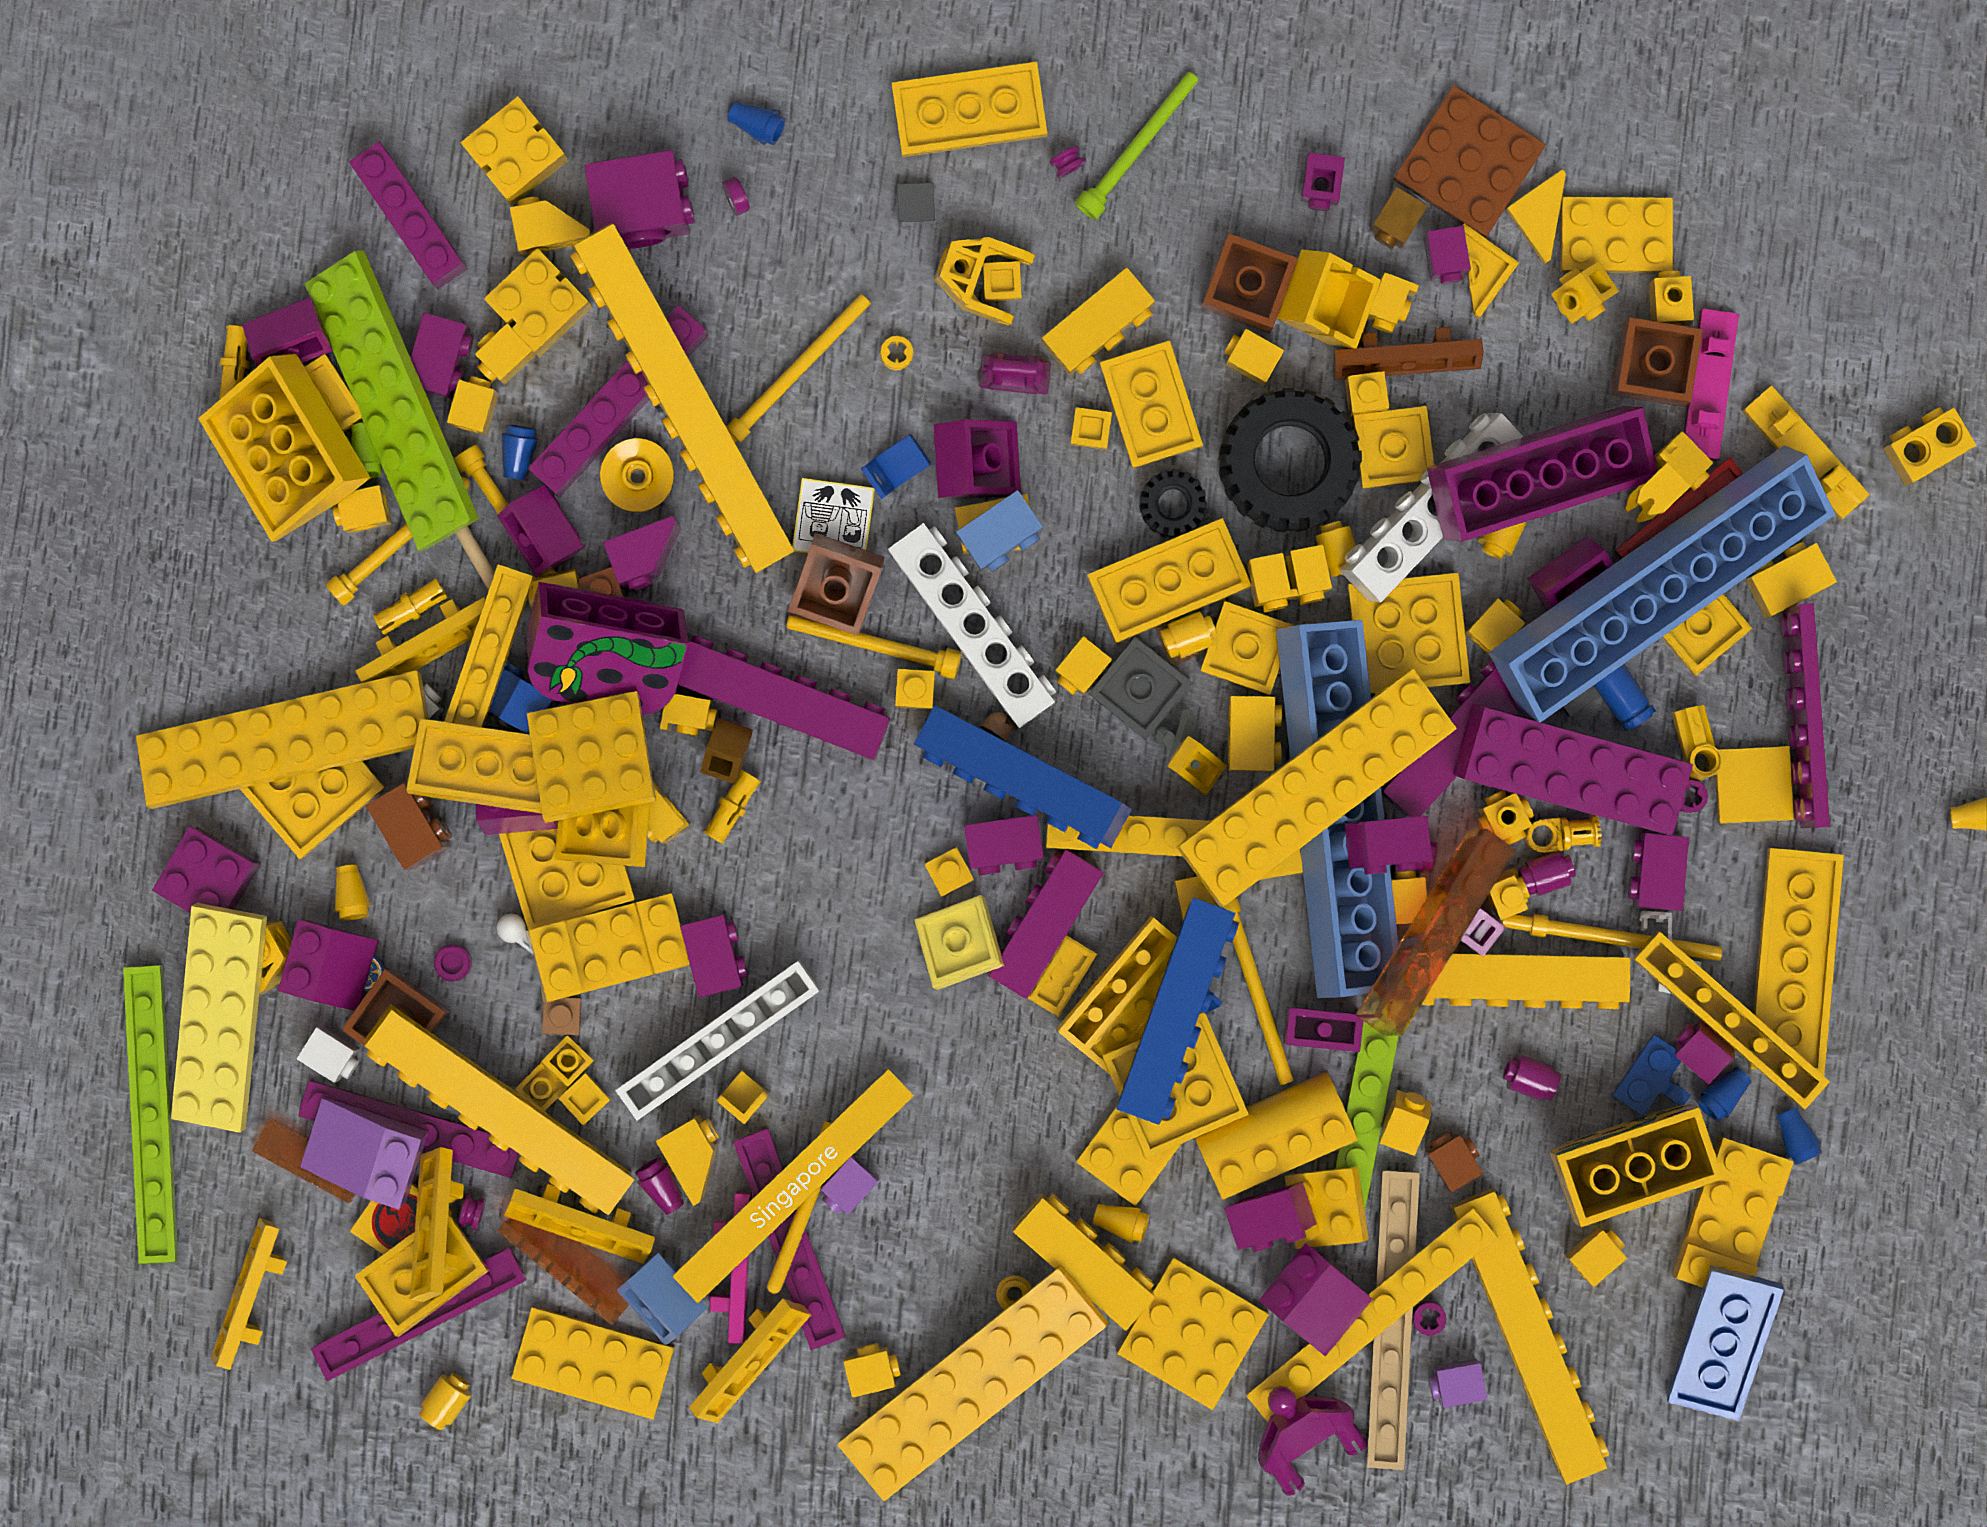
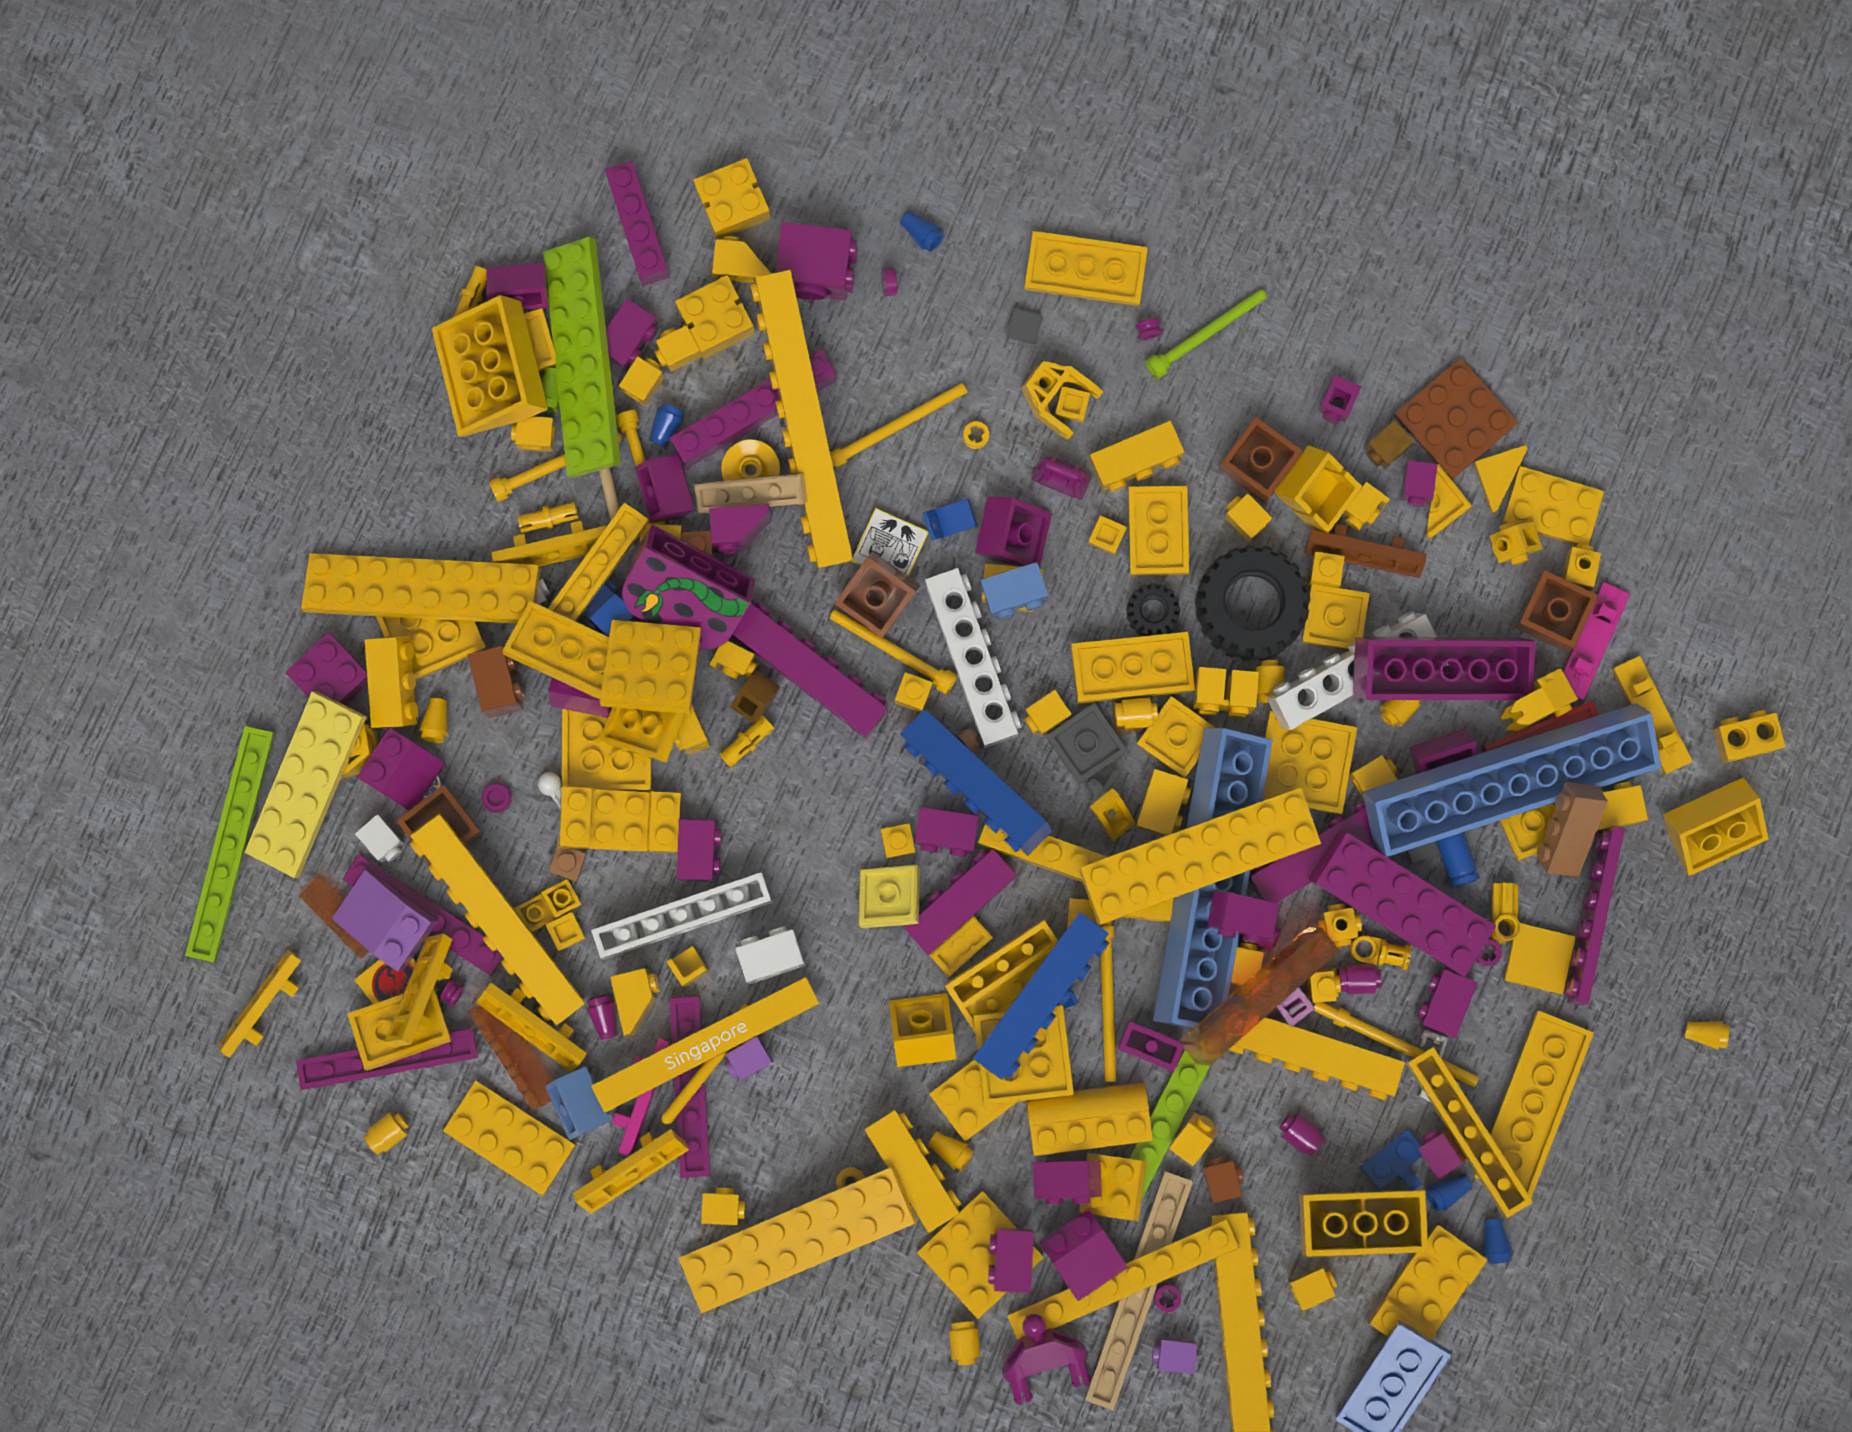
camera: 20 degrees right, 5 degrees down
(283, 863) = (391, 682): none -> yellow brick
(647, 505) = (769, 490): none -> tan tile
(838, 1057) = (770, 955): none -> white brick
(1045, 1089) = (922, 1030): none -> yellow slope
(1205, 1442) = (964, 1342): none -> yellow brick
(1234, 1332) = (1012, 1260): none -> magenta brick
(1750, 621) = (1571, 829): none -> medium nougat brick
(1920, 563) = (1716, 826): none -> yellow slope

